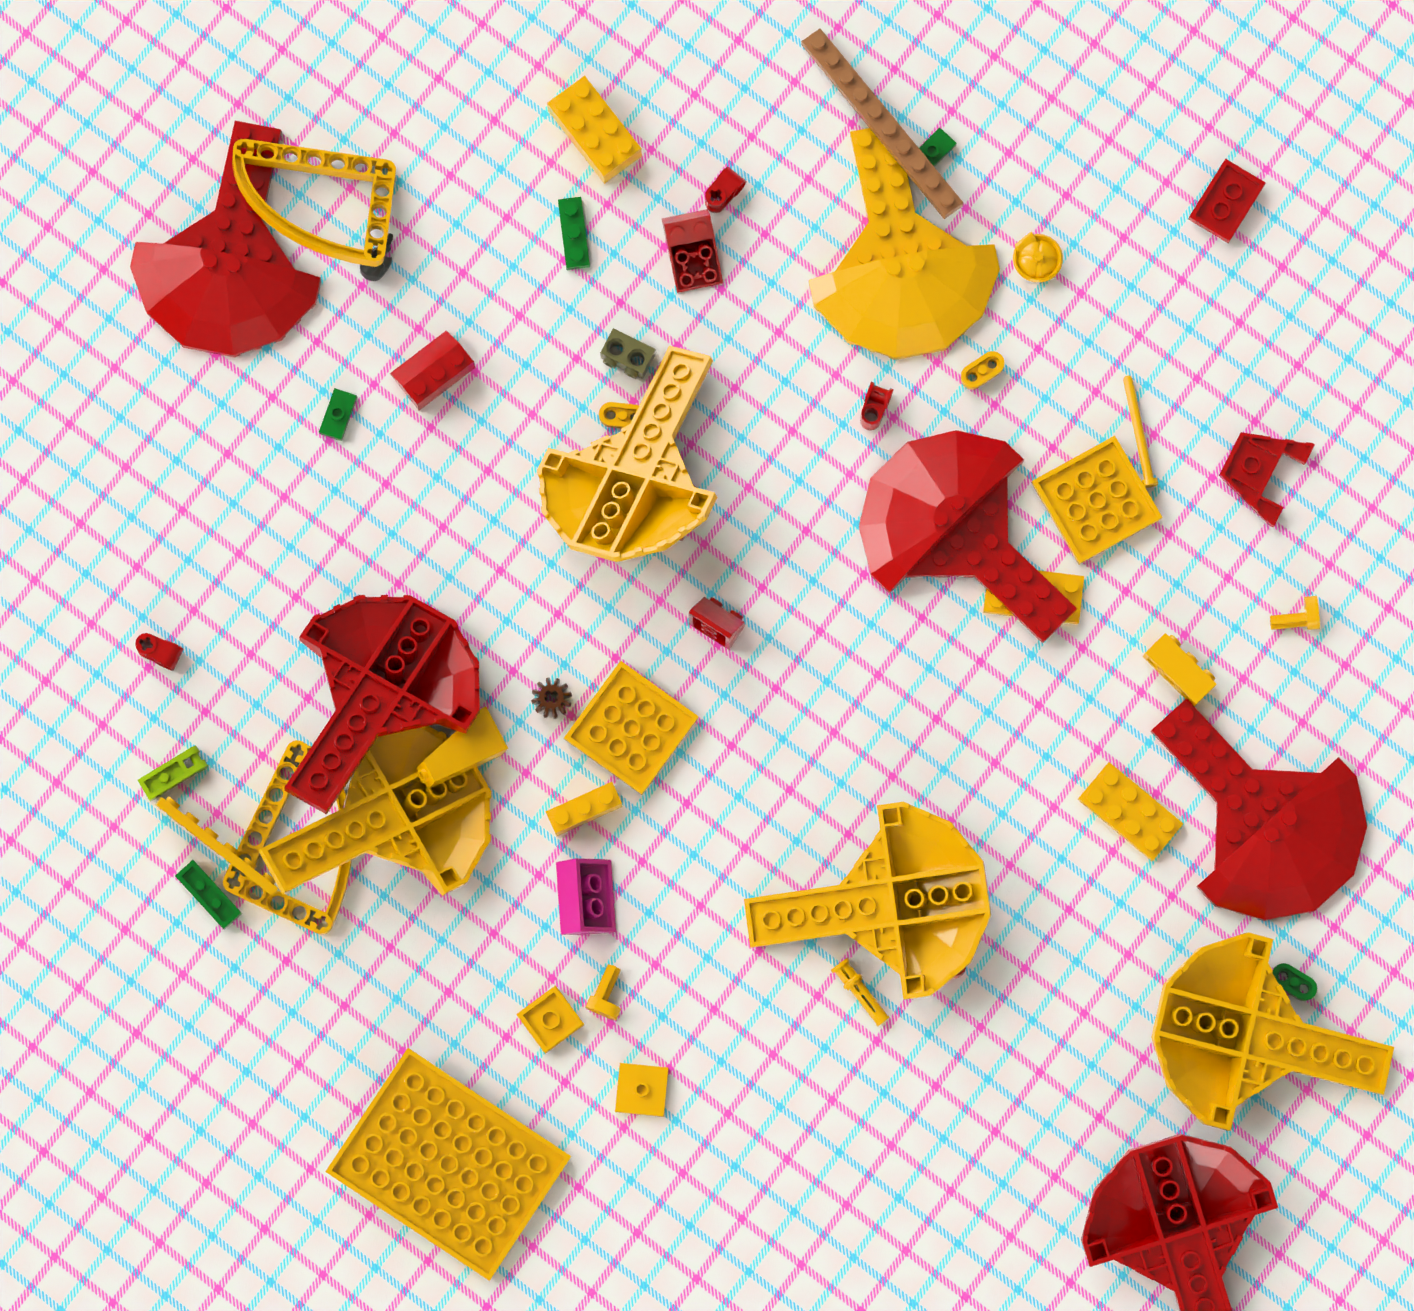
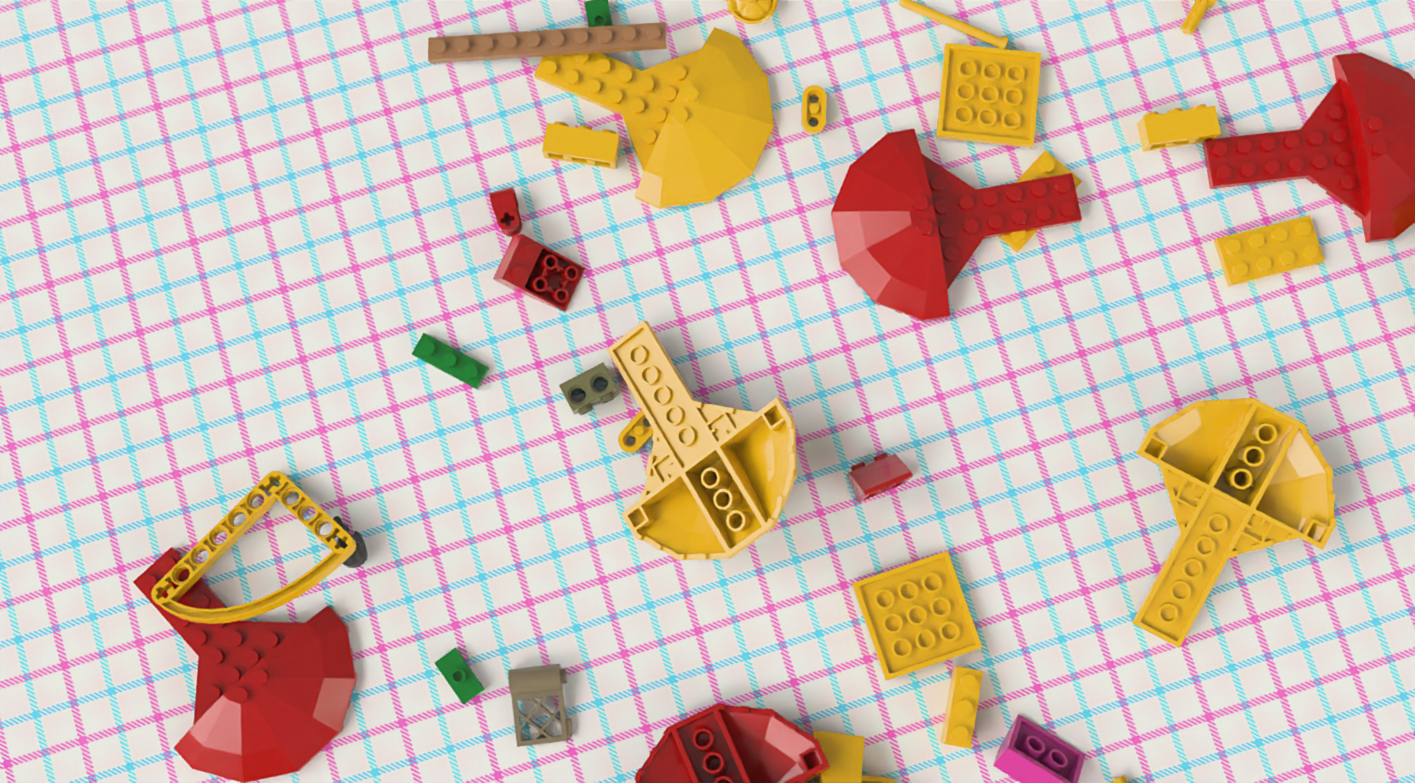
camera: 55 degrees left, 0 degrees up
(373, 475) = (537, 683): none -> dark tan piece
(433, 370) = (480, 565): red slope -> none
(550, 706) = (850, 672): reddish brown gear -> none
(594, 129) = (374, 280): yellow brick -> none
(819, 209) = (581, 145): none -> yellow brick
(853, 979) = (1268, 581): yellow pin -> none
(876, 402) = (780, 212): red piece -> none

